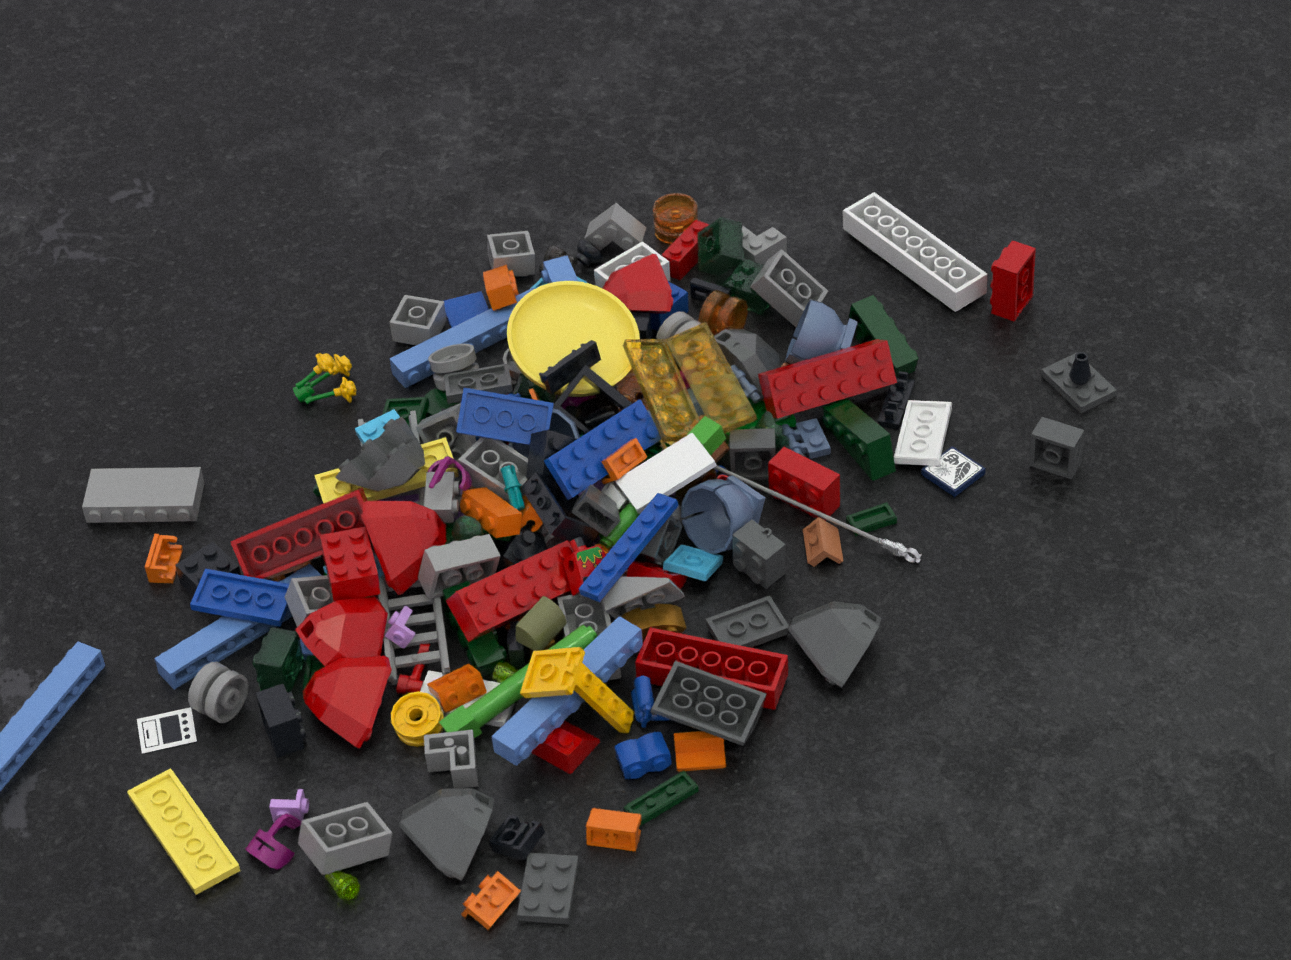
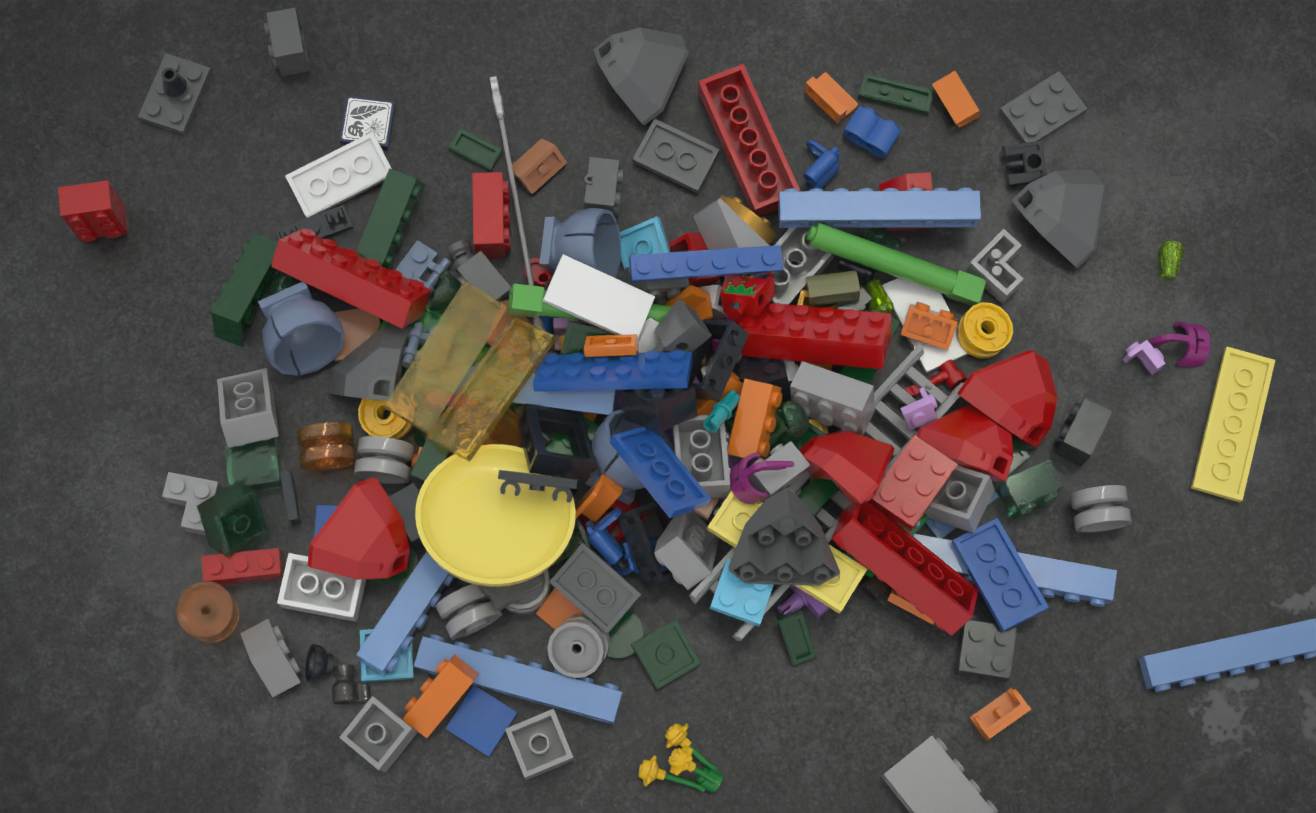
camera: 135 degrees left, 30 degrees up
(166, 730) = (1154, 539): white sticker -> none
(344, 838) = (1144, 275): light grey brick -> none
(492, 899) = (1093, 138): orange bracket -> none
(562, 672) = (891, 196): yellow bracket -> none
(709, 703) = (800, 101): dark grey slope -> none
(915, 251) = (98, 346): white brick -> none

